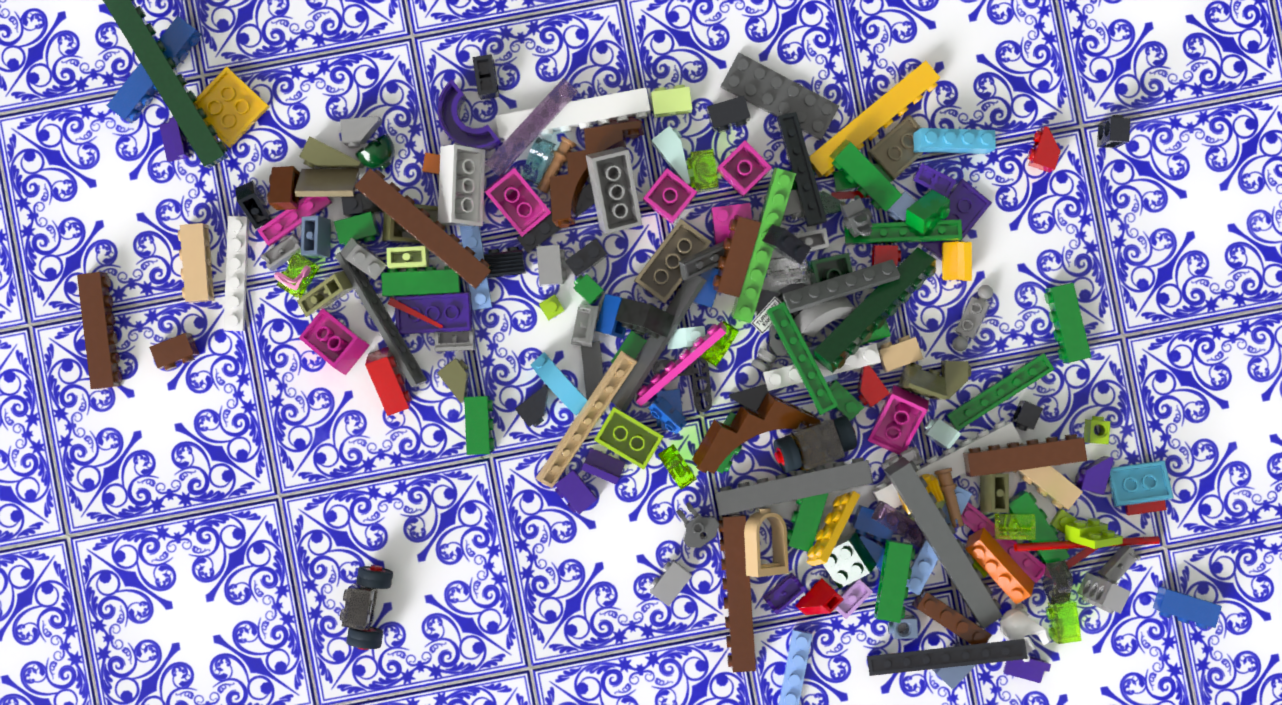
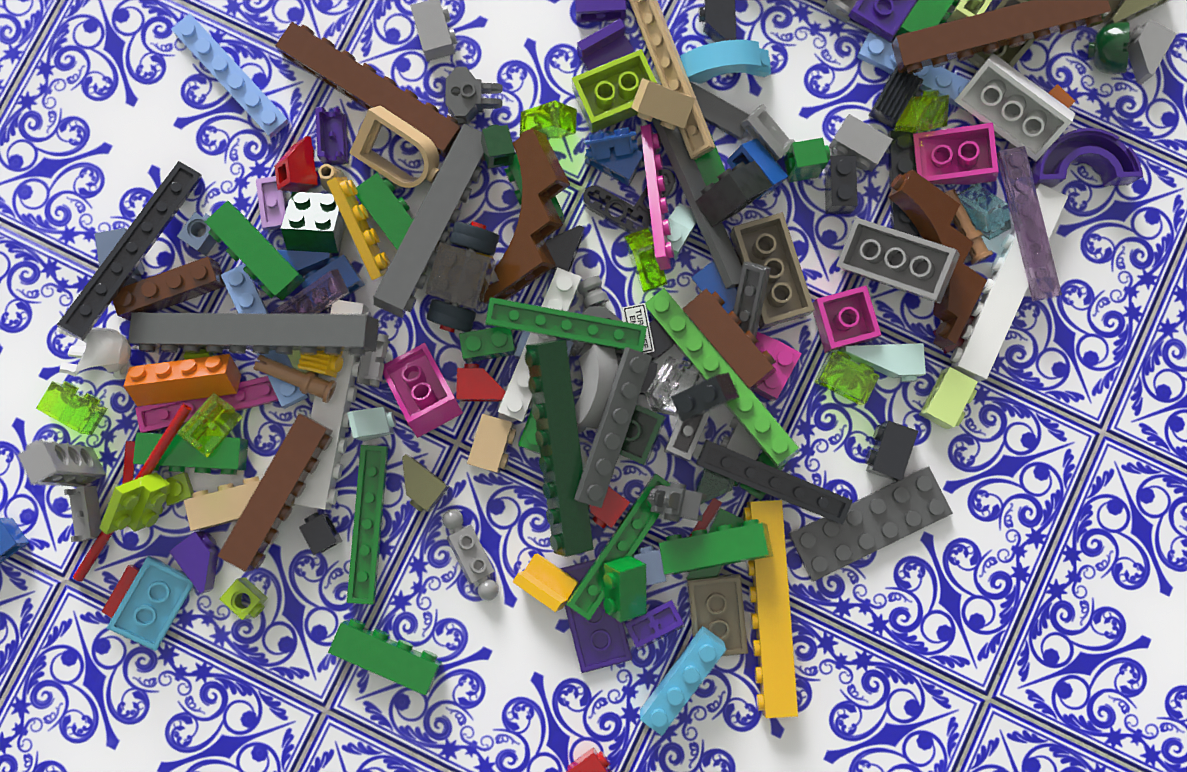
camera: 125 degrees right, 5 degrees down
(485, 77) = (1117, 217): black brick -> none
(506, 238) = (924, 112): none -> clear neon green slope
(551, 307) = (812, 115): lime plate -> none
(621, 400) = (663, 104): none -> tan brick
(720, 482) = (497, 146): none -> dark green brick
(743, 168) = (819, 421): dark pink brick -> none
(806, 570) = (327, 173): none -> tan cone
(922, 382) = (440, 443): olive slope -> none
(994, 493) = (260, 431): olive brick -> none
(1029, 670) = (49, 341): dark purple panel -> none
(1057, 582) = (115, 428): clear smoke brick -> none

